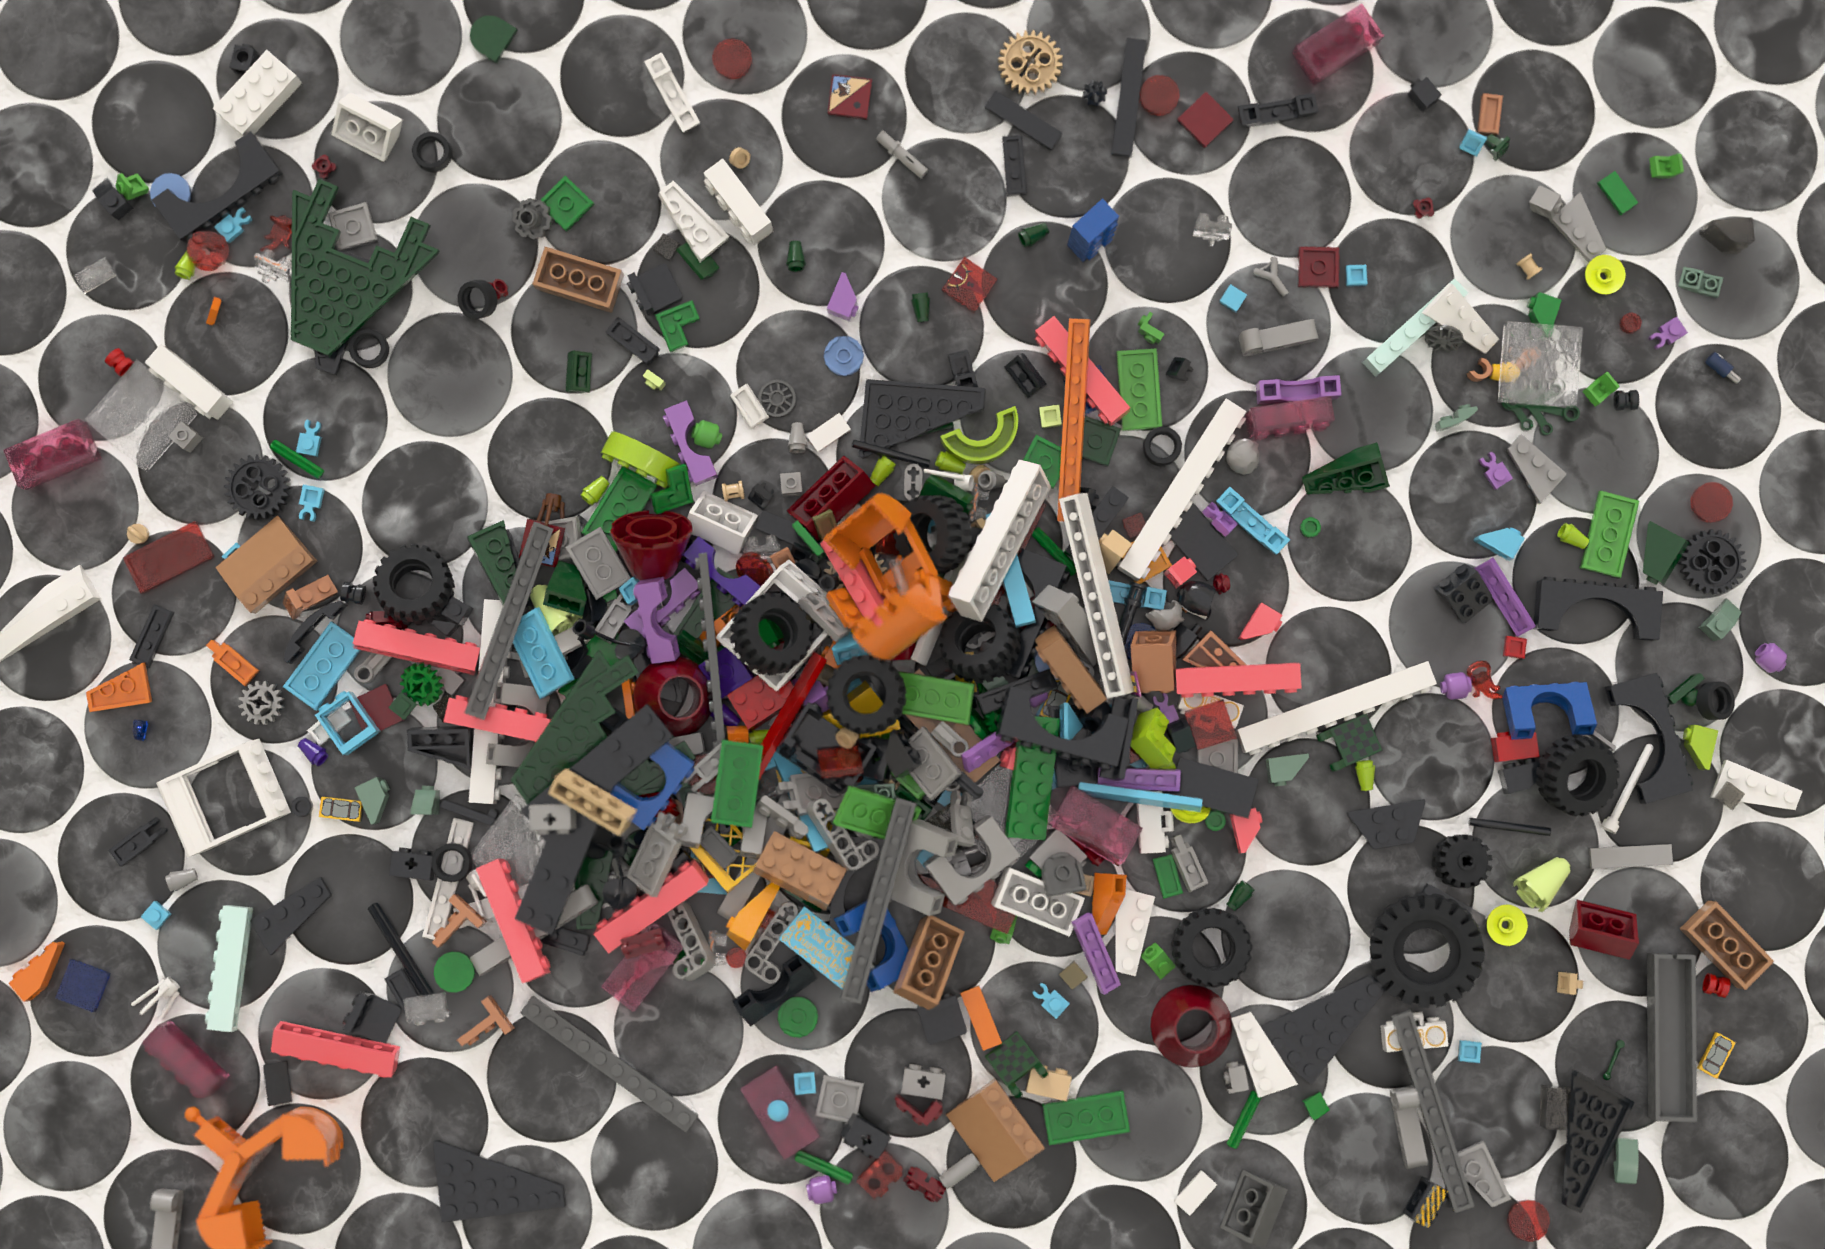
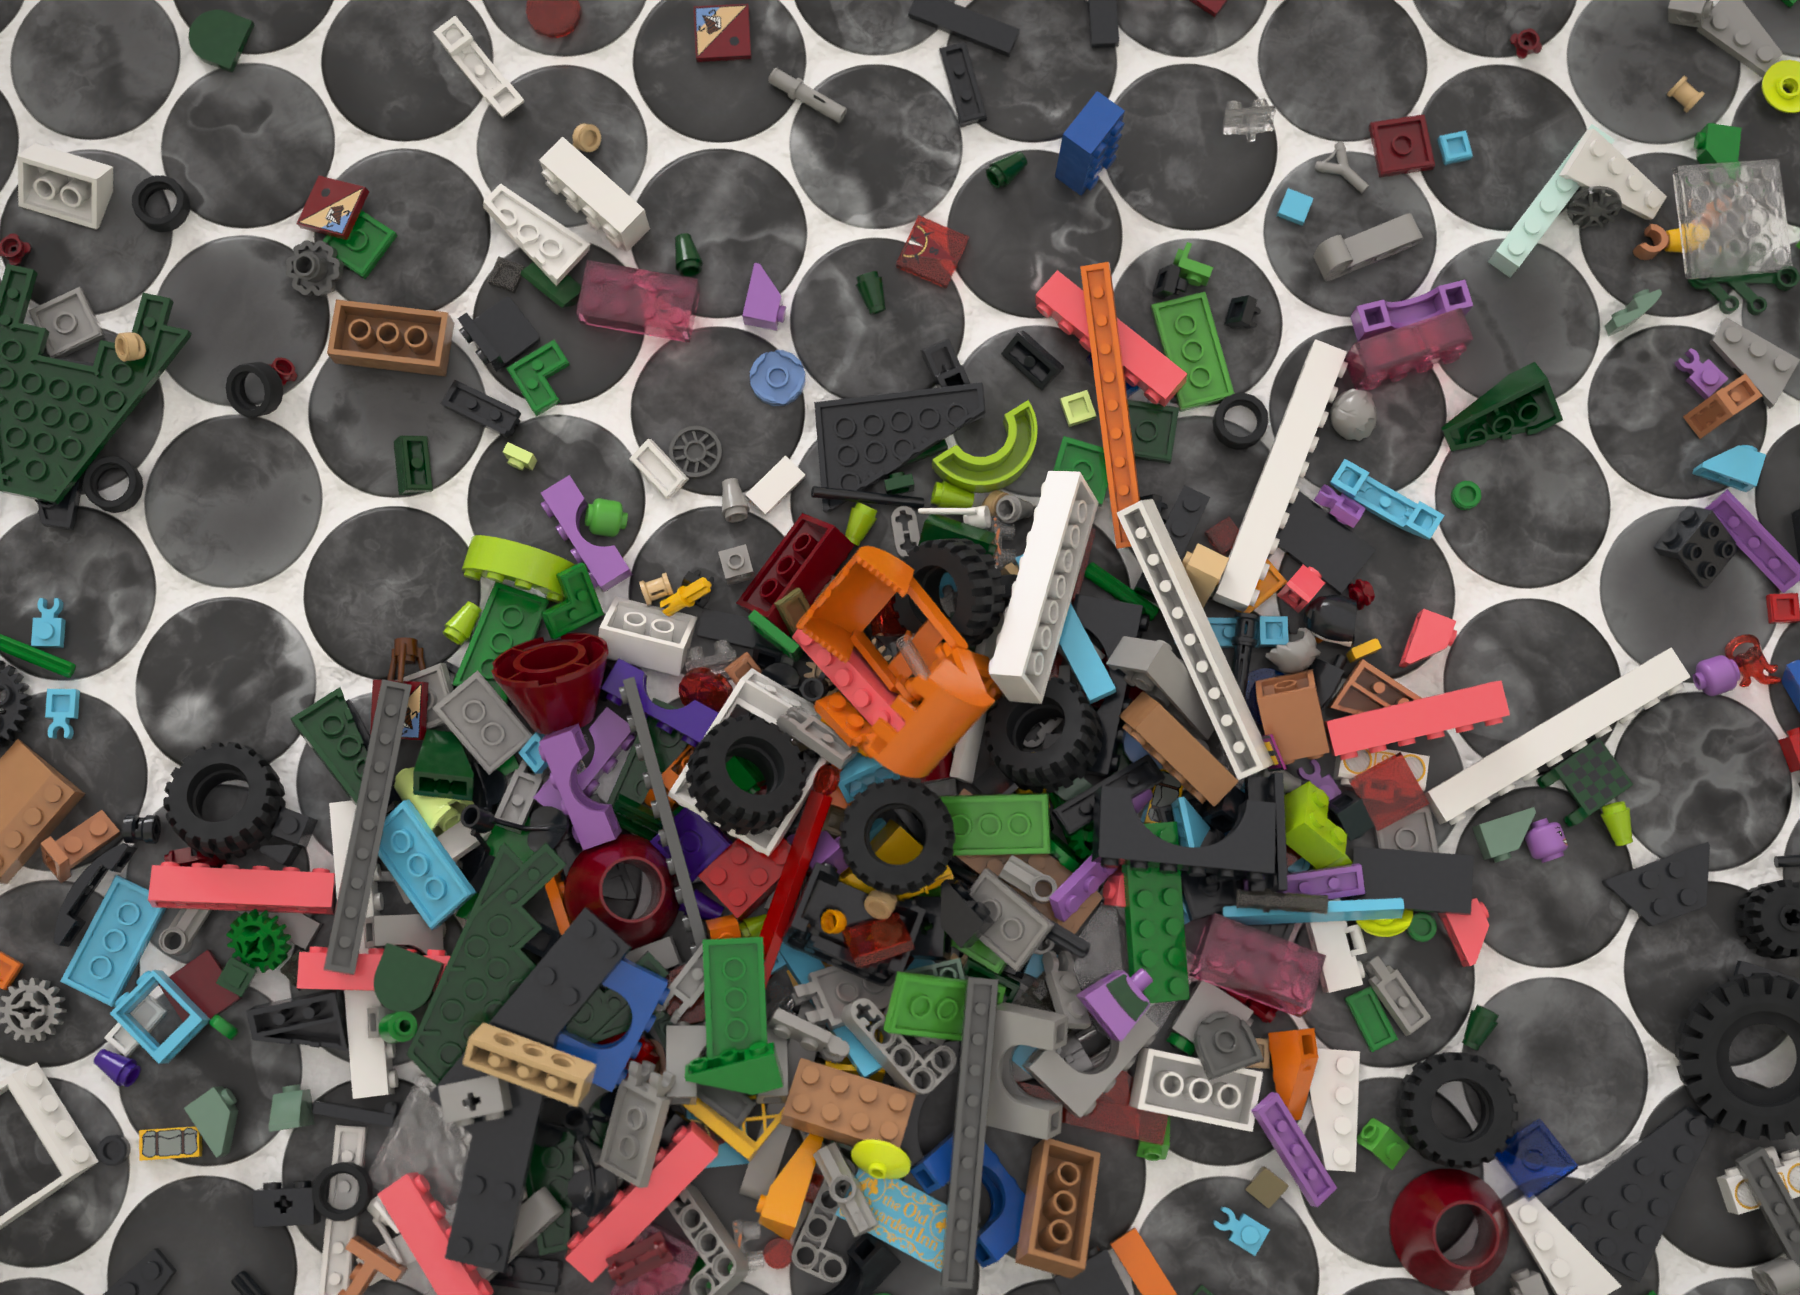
camera: 10 degrees left, 5 degrees down
(388, 737) = (223, 1026): none -> green tile
(396, 255) = (130, 346): none -> tan tile
(507, 760) = (398, 1027): none -> green brick
(518, 729) = (405, 979): none -> dark green tile
(552, 177) = (332, 207): none -> tile
(736, 833) = (742, 1071): none -> green slope
(752, 500) = (686, 596): none -> yellow axle
(755, 284) = (638, 301): none -> clear pink brick
(792, 936) = (854, 1207): none -> light grey piece
(812, 743) = (833, 921): none -> light orange hinge
(815, 908) = (881, 1159): none -> neon yellow dish
(825, 647) = (826, 780): none -> clear red tile
(914, 447) = (899, 483): none -> dark green plate
(994, 832) = (1117, 1001): none -> medium lavender torso
(1124, 787) = (1292, 902): none -> clear smoke pin
(1131, 338) = (1169, 283): none -> black tile
(1215, 623) = (1363, 650): none -> yellow tile
(1258, 990) = (1535, 1160): none -> clear blue tile
(1312, 777) = (1546, 840): none -> medium lavender head
(1504, 496) = (1722, 406): none -> nougat bracket

